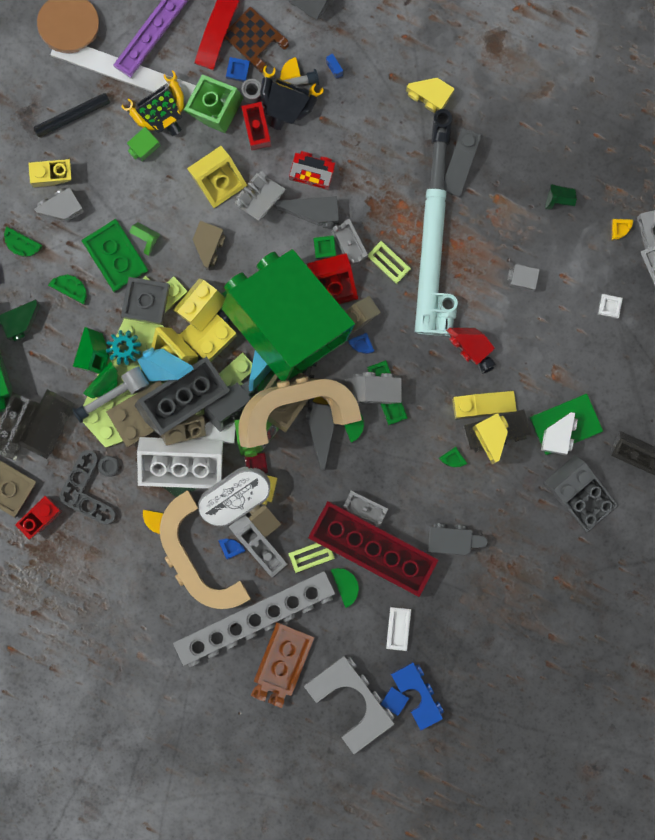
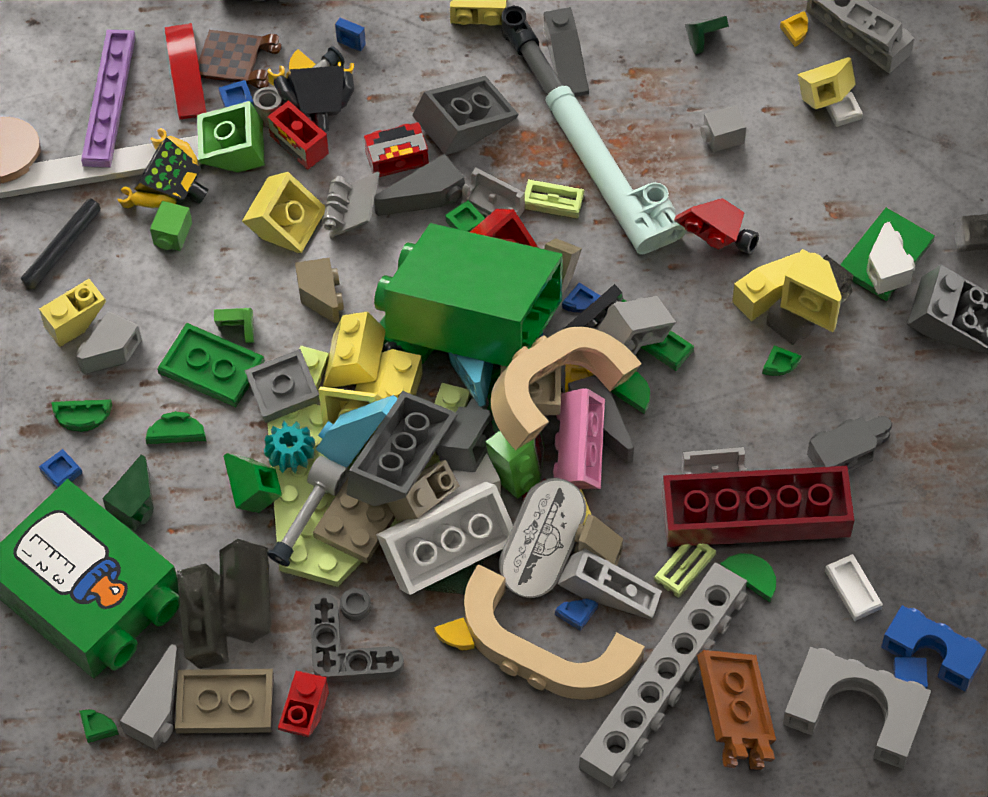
camera: 30 degrees left, 25 degrees down
(103, 382) = (288, 501): green tile -> none
(293, 448) = (580, 439): none -> bright pink slope
(363, 362) = (591, 315): none -> black wing
(370, 169) = (463, 113): none -> dark grey slope
(609, 285) = (827, 83): none -> light yellow slope

